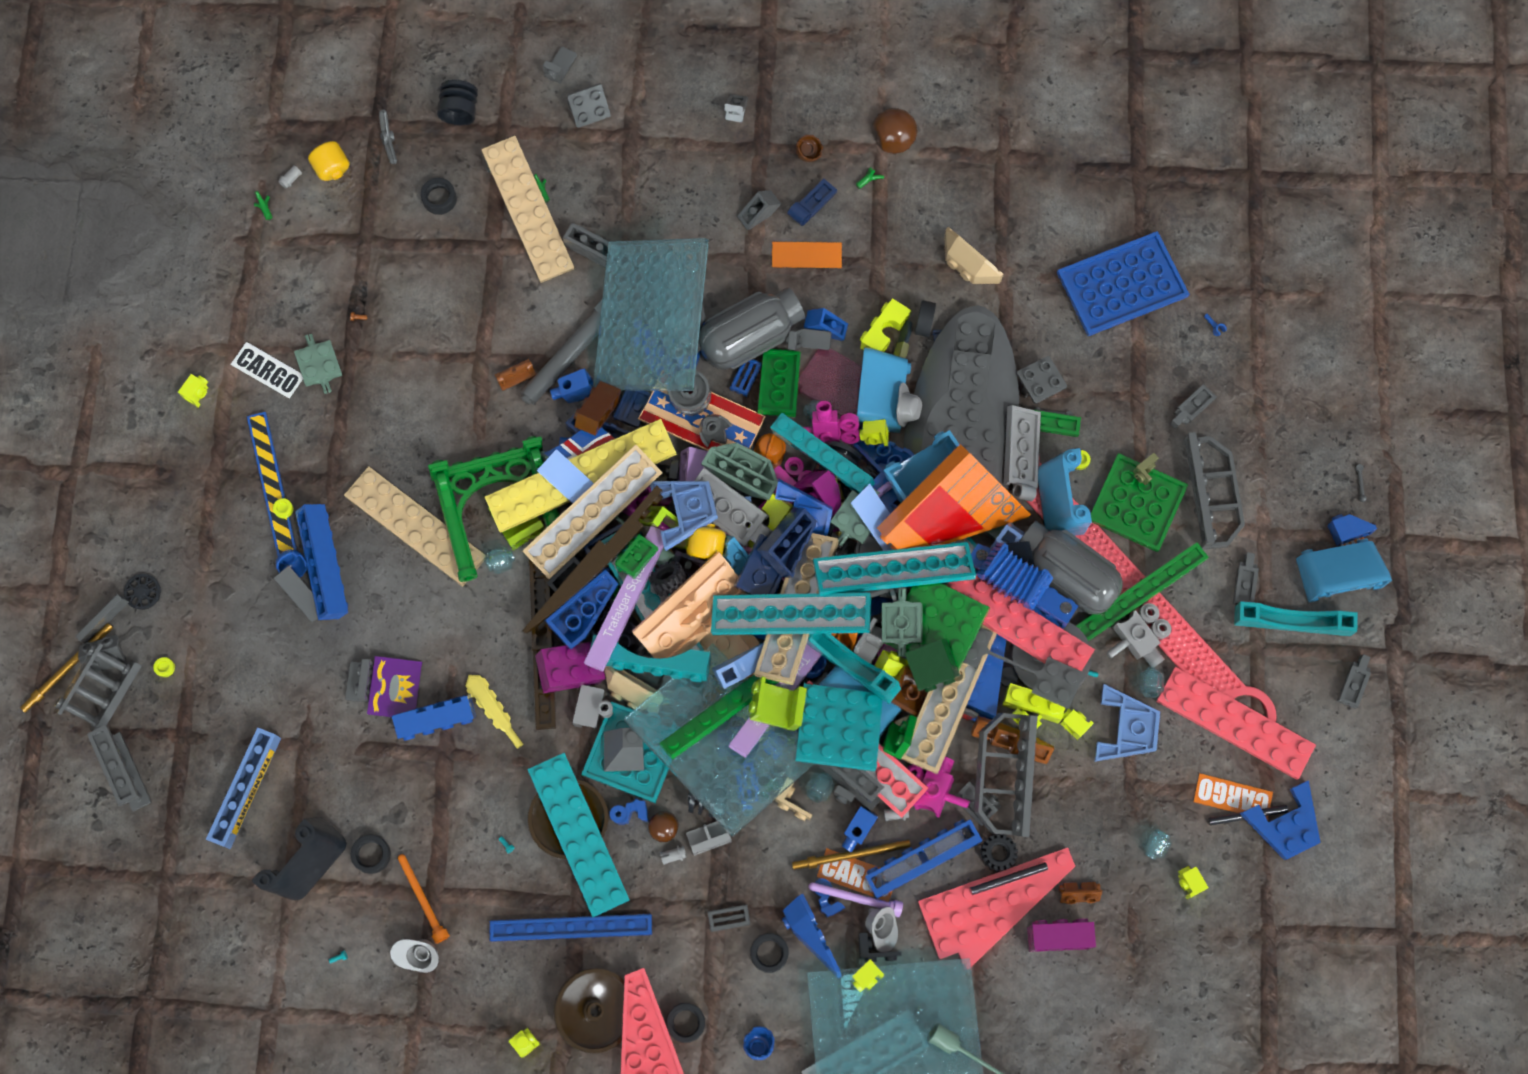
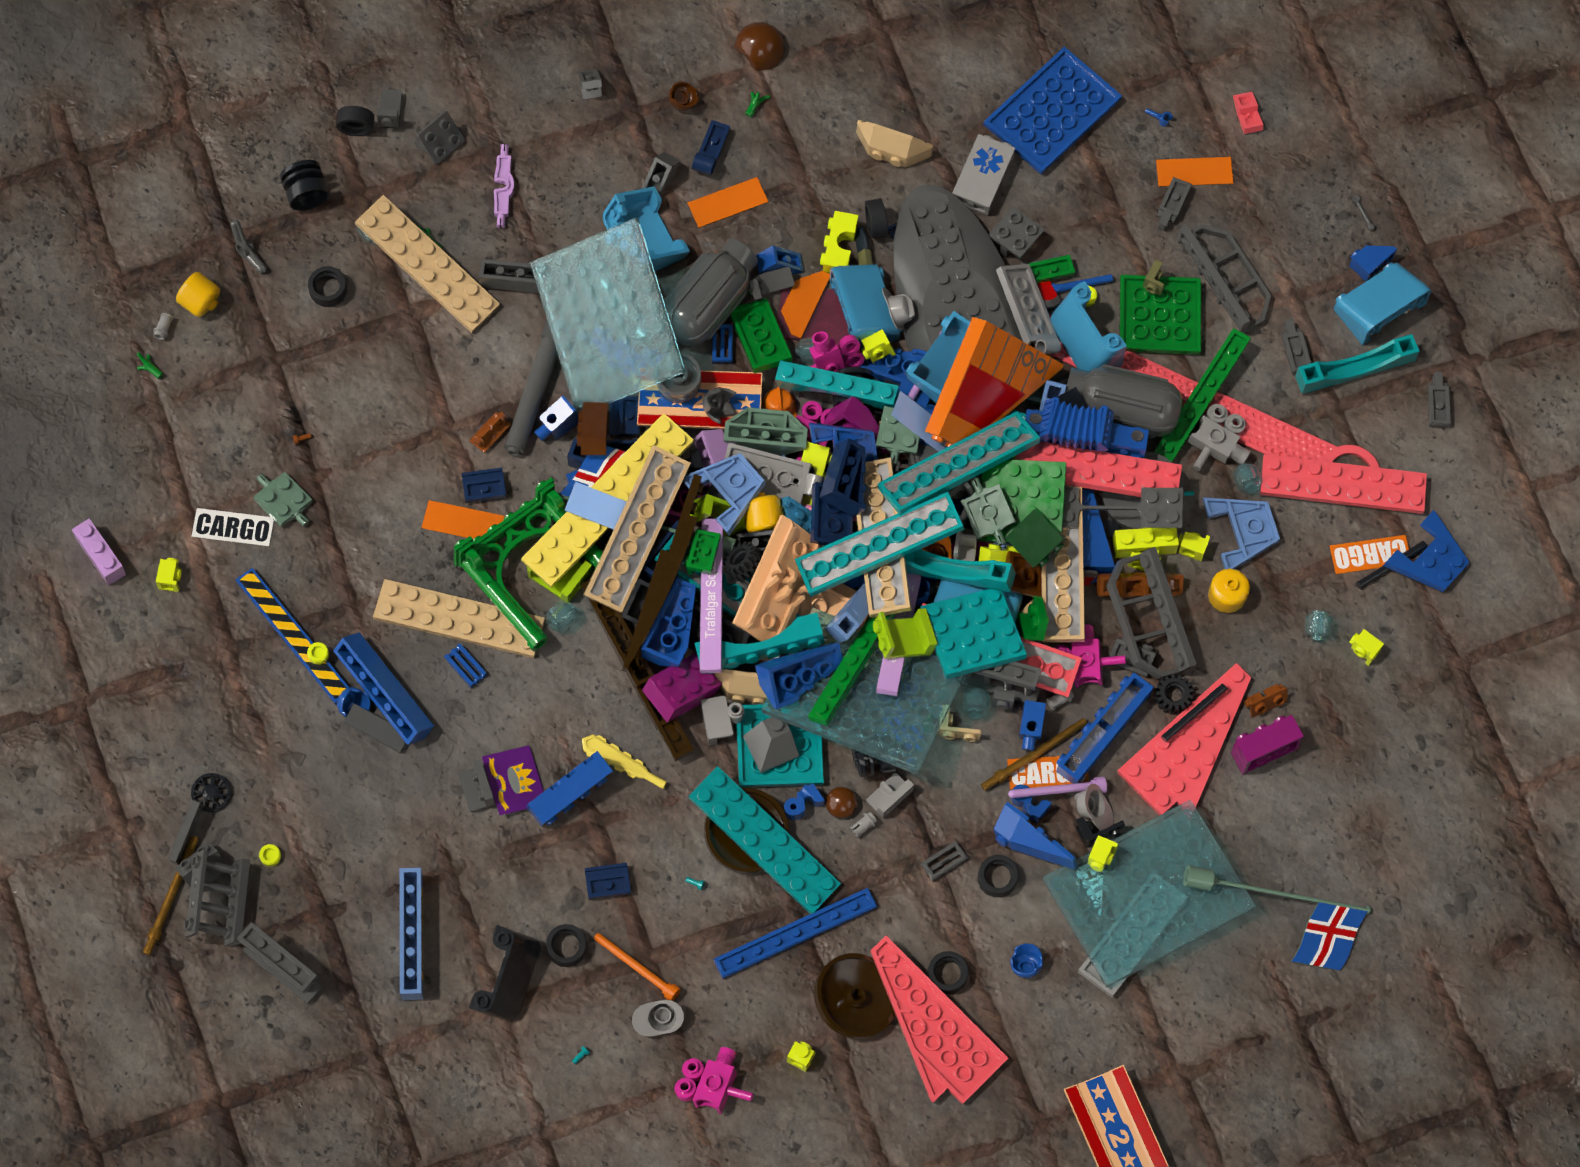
camera: 25 degrees left, 5 degrees down
(146, 347) = (98, 552): none -> lavender brick
(397, 554) = (454, 653): none -> blue tile
(431, 811) = (607, 881): none -> dark blue plate
(438, 1035) = (714, 1082): none -> dark pink piece
(455, 440) = (458, 520): none -> orange sticker
(488, 418) = (483, 485): none -> dark blue plate
(524, 64) = (355, 121): none -> black tyre
(620, 175) = (503, 195): none -> lavender piece
(665, 699) = (792, 675): none -> blue wedge
(725, 250) = (644, 206): none -> dark azure windscreen
(831, 366) = (803, 301): none -> orange sticker
(1036, 315) = (983, 173): none -> light grey panel
(1049, 442) = (1050, 291): none -> piece
(1089, 779) = (1228, 590): none -> yellow head
(1226, 386) = (1195, 170): none -> orange sticker
(1295, 352) = (1248, 112): none -> coral slope

